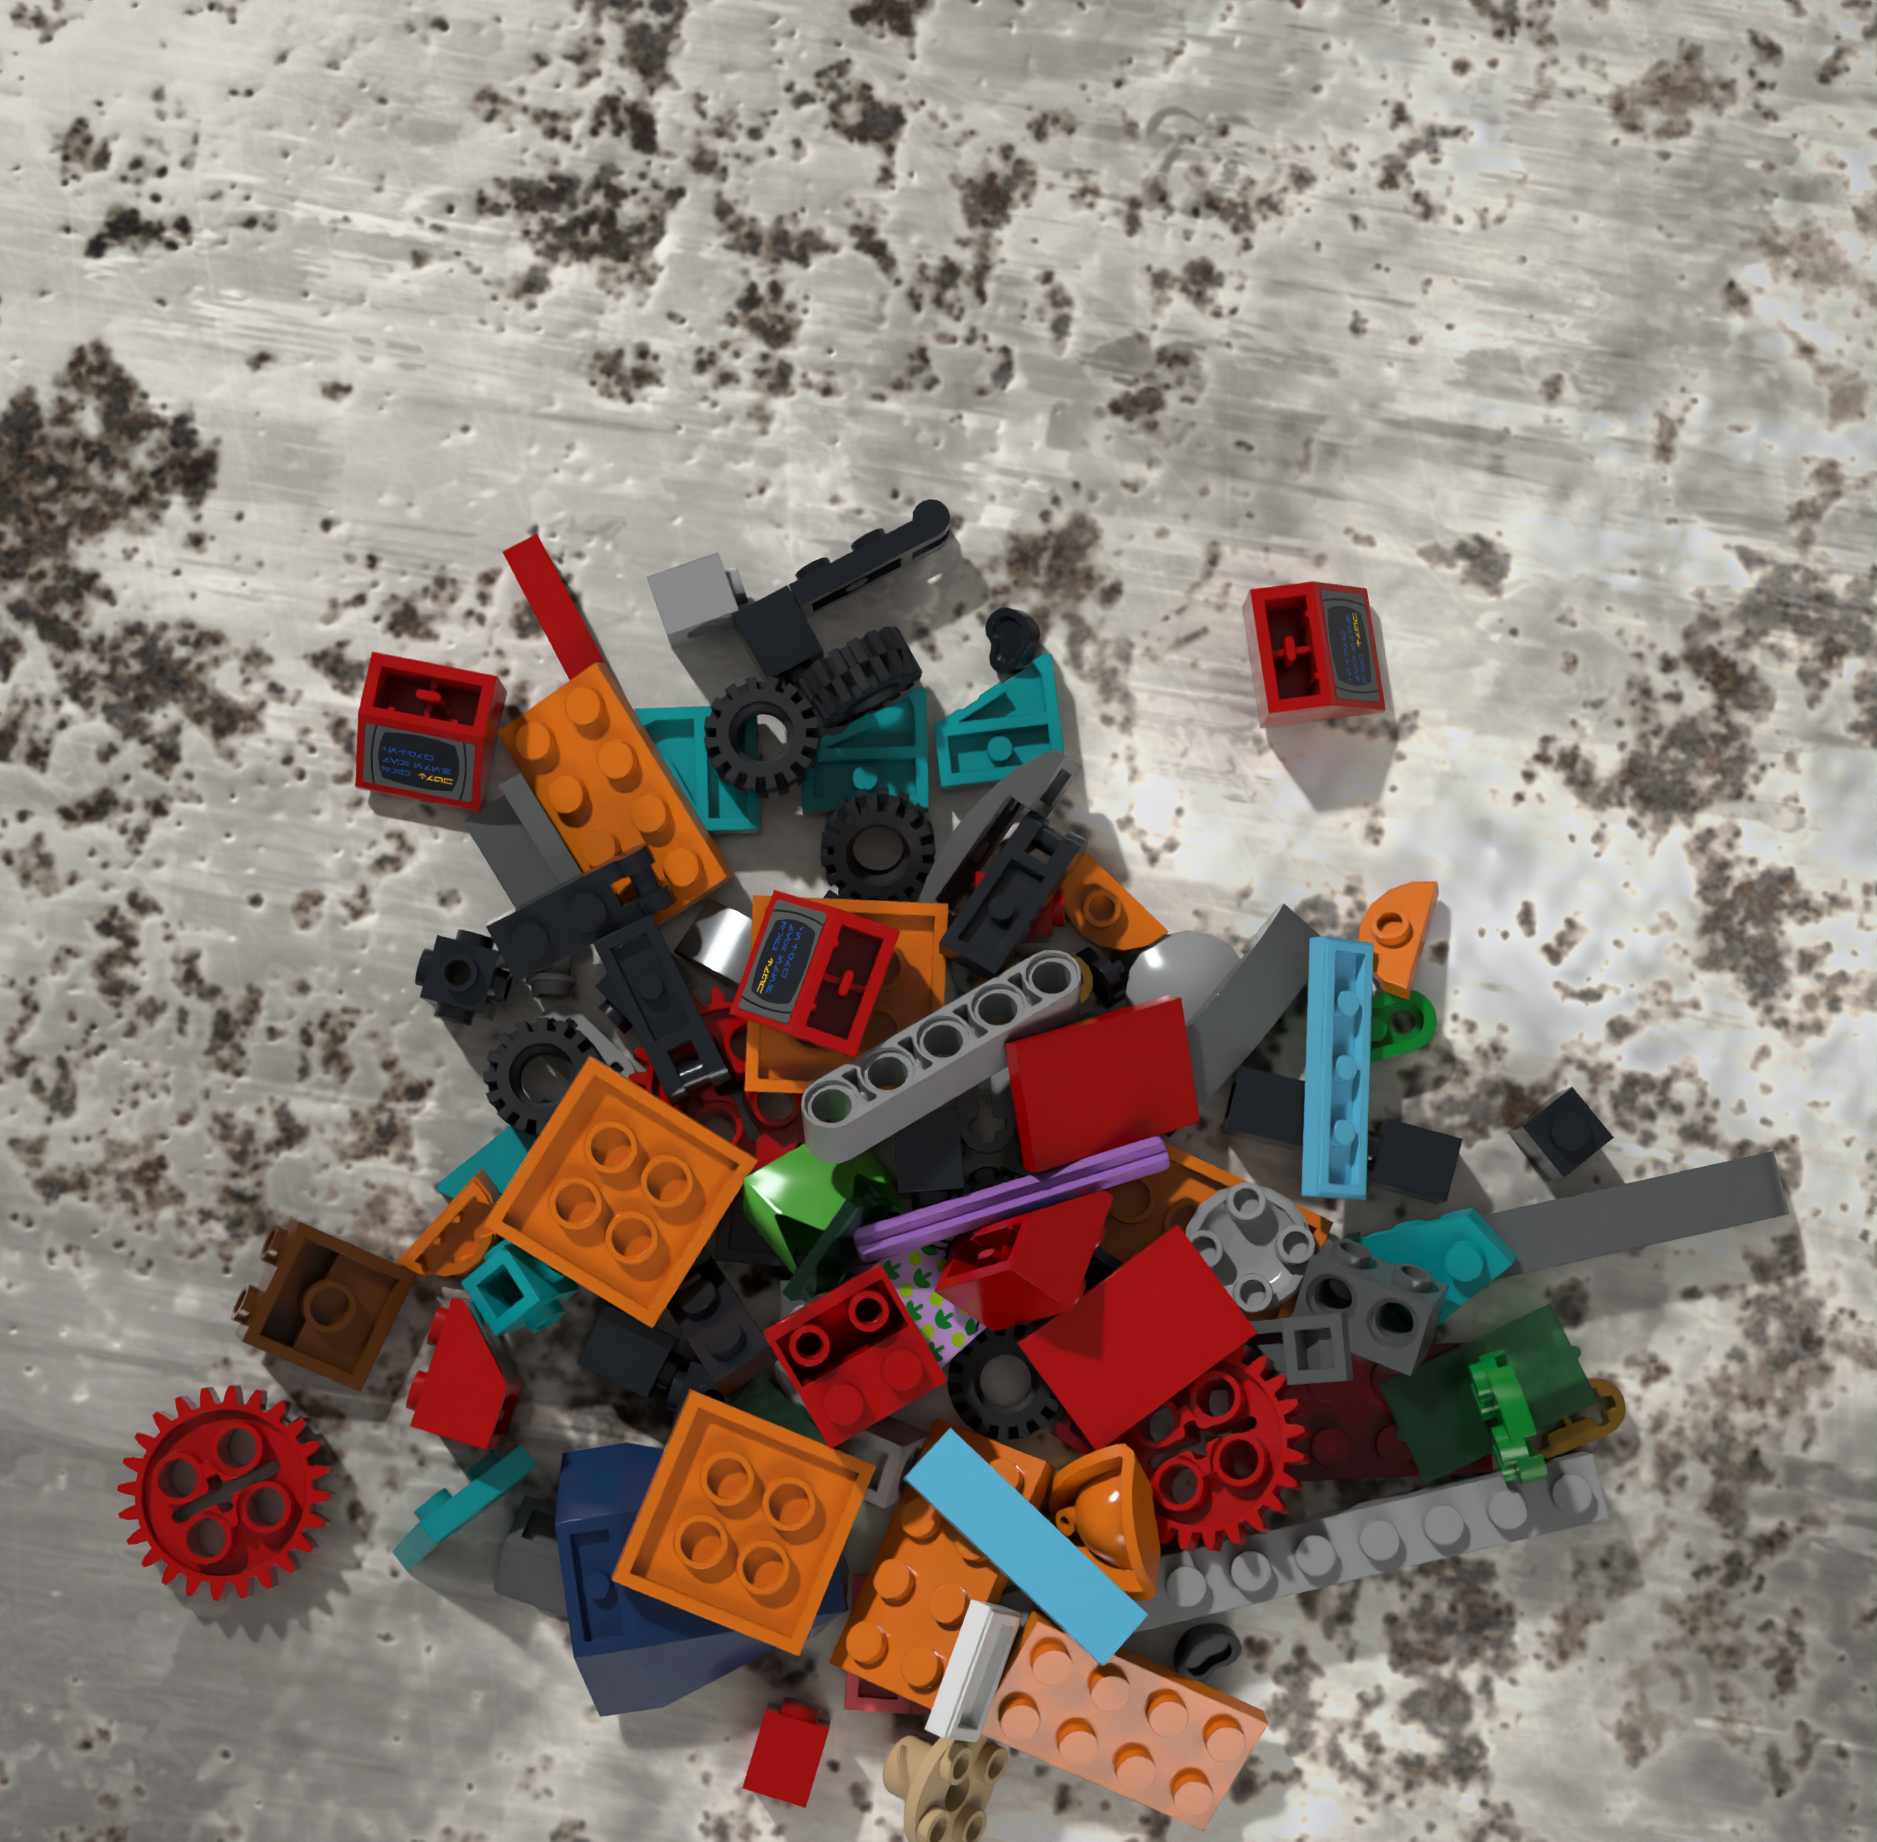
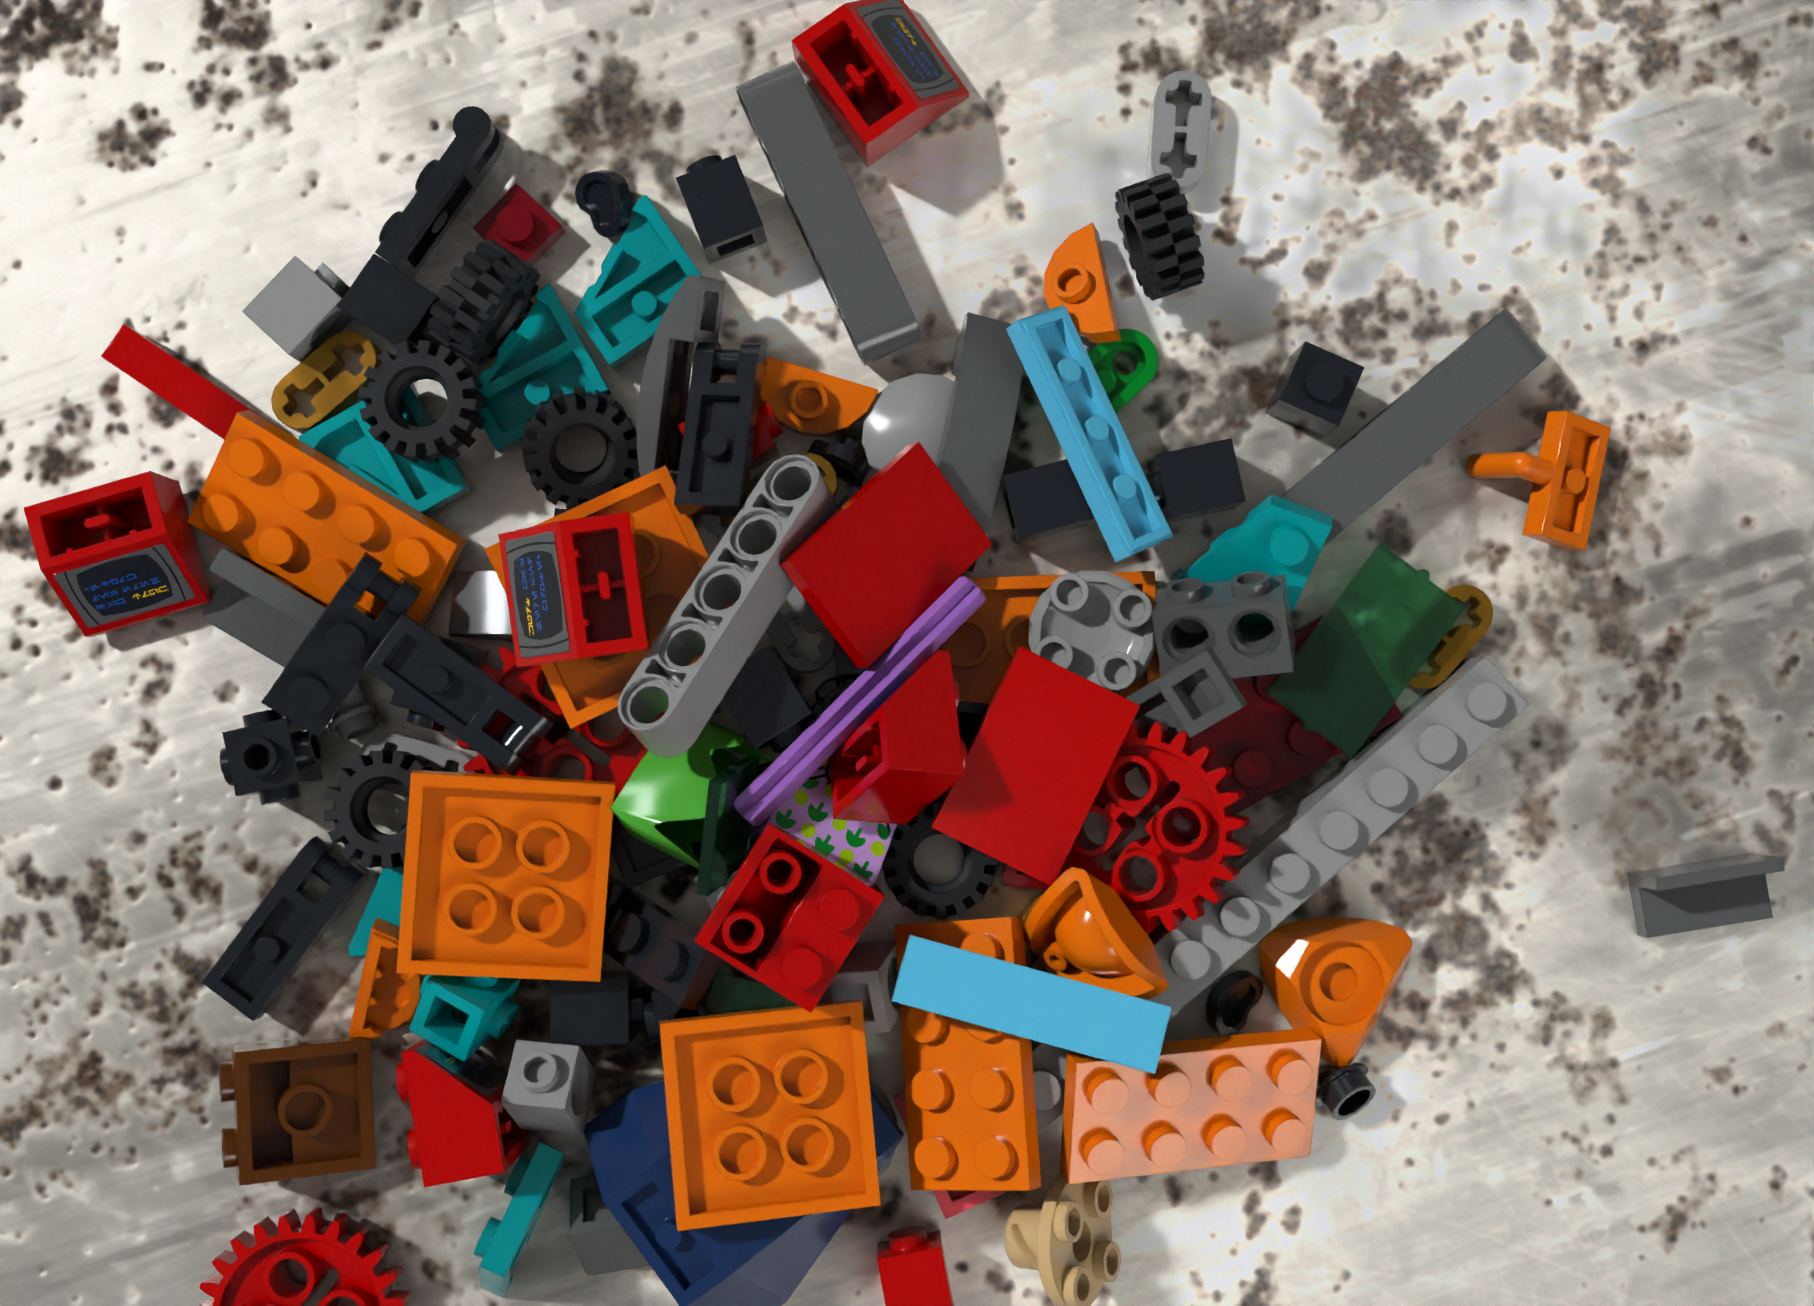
camera: 30 degrees left, 5 degrees up
(391, 1136) = (283, 930): none -> black plate
(554, 1400) = (549, 1087): none -> light grey brick
(680, 658) = (318, 371): none -> pearl gold beam
(925, 622) = (520, 226): none -> dark red plate
(973, 1671) = (1042, 1137): white tile -> none
(1112, 698) = (721, 207): none -> black brick
(1204, 753) = (828, 213): none -> dark grey beam
(1265, 1785) = (1344, 1090): none -> black plate
(1309, 1679) = (1334, 977): none -> orange hat
(1489, 926) = (1159, 236): none -> black tyre
(1501, 1398) = (1383, 647): green plate -> none
(1569, 849) = (1193, 134): none -> light grey beam
(1686, 1782) = (1702, 894): none -> dark grey panel
(1748, 1330) = (1562, 477): none -> orange plate

